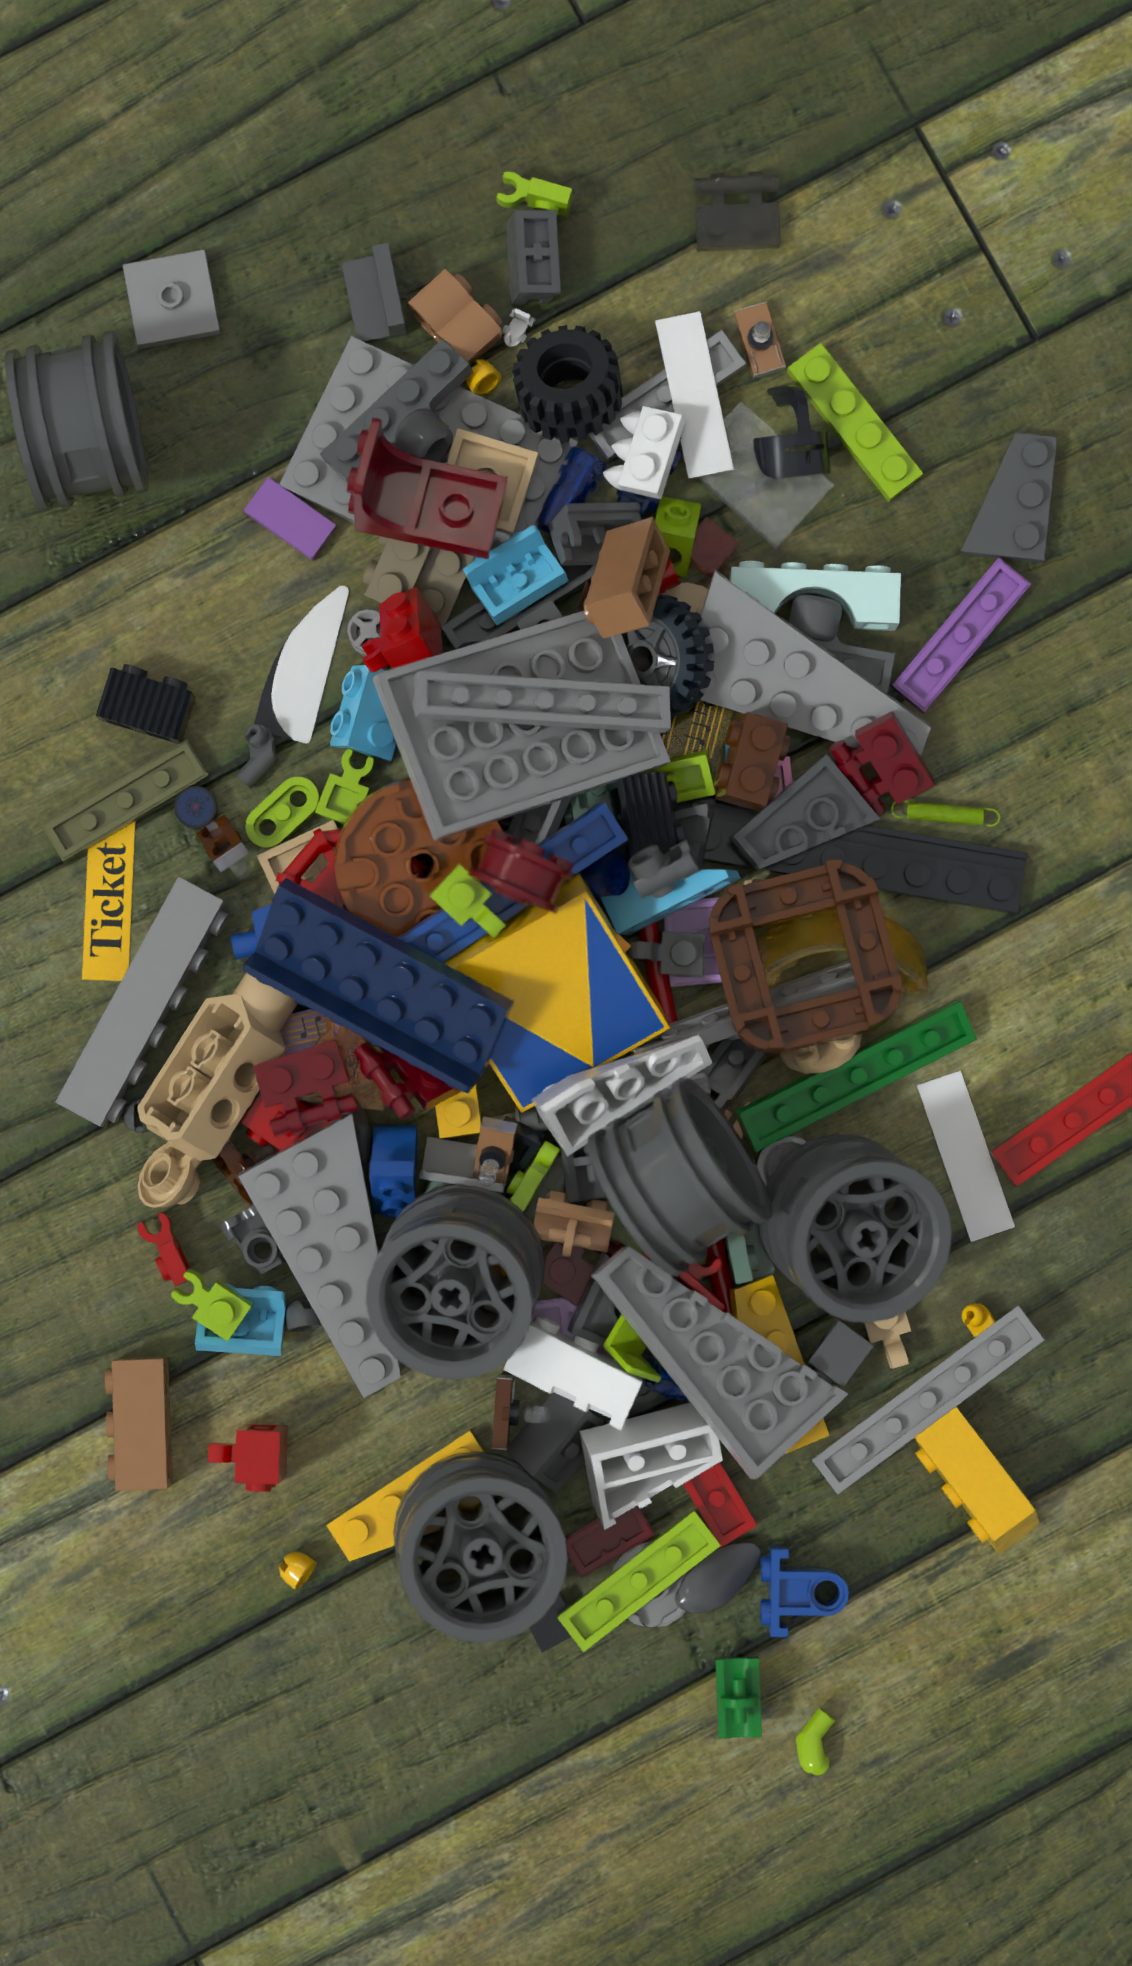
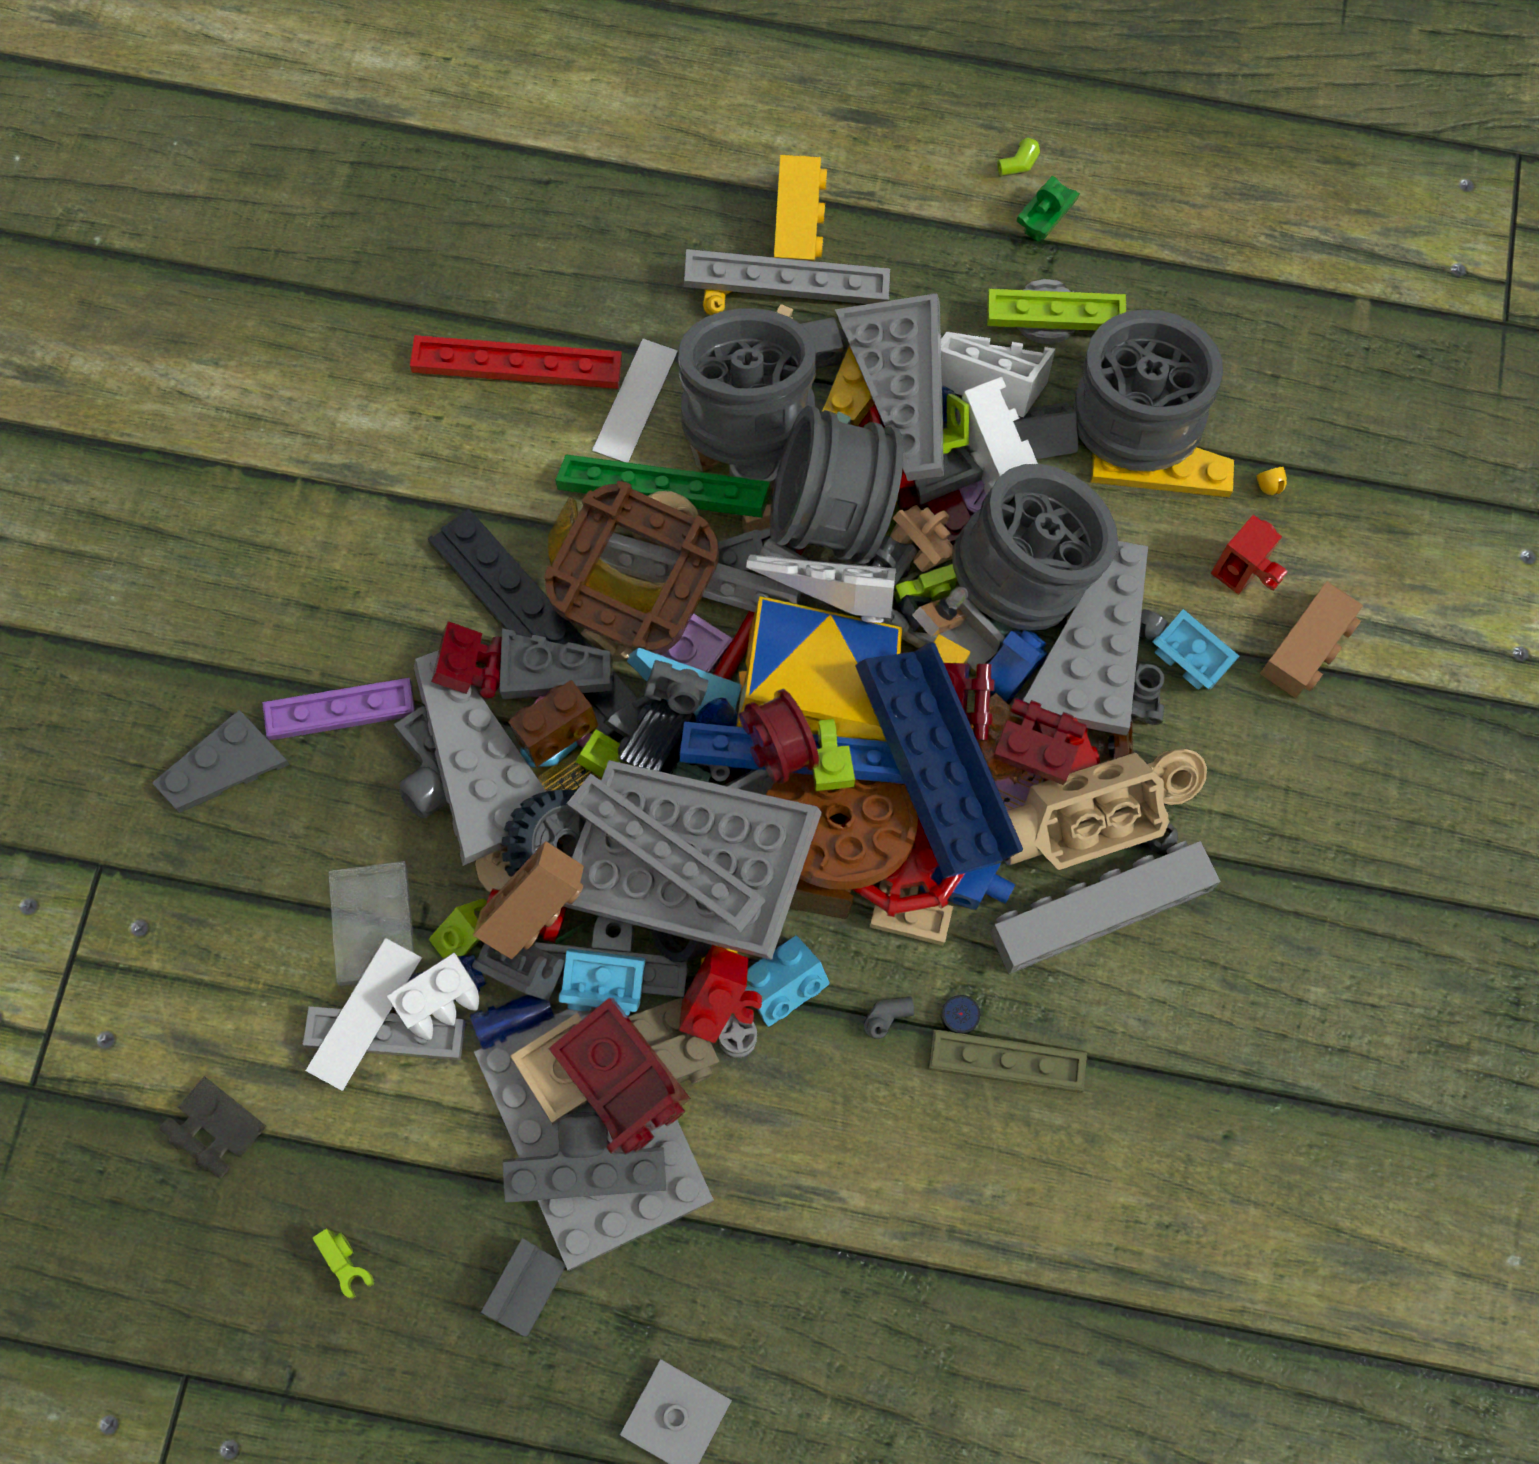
camera: 145 degrees left, 15 degrees down
(76, 421) = (831, 1358): dark grey wheel -> none
(108, 907) = (1077, 997): yellow sticker -> none
(146, 704) = (940, 1114): black brick -> none
(172, 1261) = (1213, 722): red plate -> none
(218, 1308) = (1208, 662): lime plate -> none
(225, 846) = (963, 967): piece -> none
(279, 809) = (900, 958): lime plate -> none
(290, 519) = (725, 1169): medium lavender tile -> none
(301, 670) = (806, 1054): white sticker -> none
(344, 792) = (848, 935): lime plate -> none
(452, 315) = (480, 1218): medium nougat brick -> none
(484, 378) = (496, 1154): yellow hinge -> none
(508, 1409) = (1068, 463): piece -> none
(515, 331) = (442, 1177): white piece -> none
(533, 256) = (385, 1215): dark grey hinge -> none
(562, 357) = (423, 1113): black tyre -> none
(594, 1547) = (1068, 354): dark red plate -> none
(677, 953) = (713, 651): dark grey plate -> none
(711, 547) = (446, 898): clear red plate -> none
(717, 1578) = (1009, 276): dark grey arm -> none
(720, 1504) = (968, 313): red plate -> none
(759, 340) = (283, 1020): medium nougat piece -> none
(770, 449) = (348, 924): black helmet -> none
(793, 1591) = (962, 238): blue pin -> none
(854, 422) = (273, 908): lime plate -> none
(866, 597) = (377, 777): light aqua arch -> none
(946, 813) = (455, 605): lime piece -> none

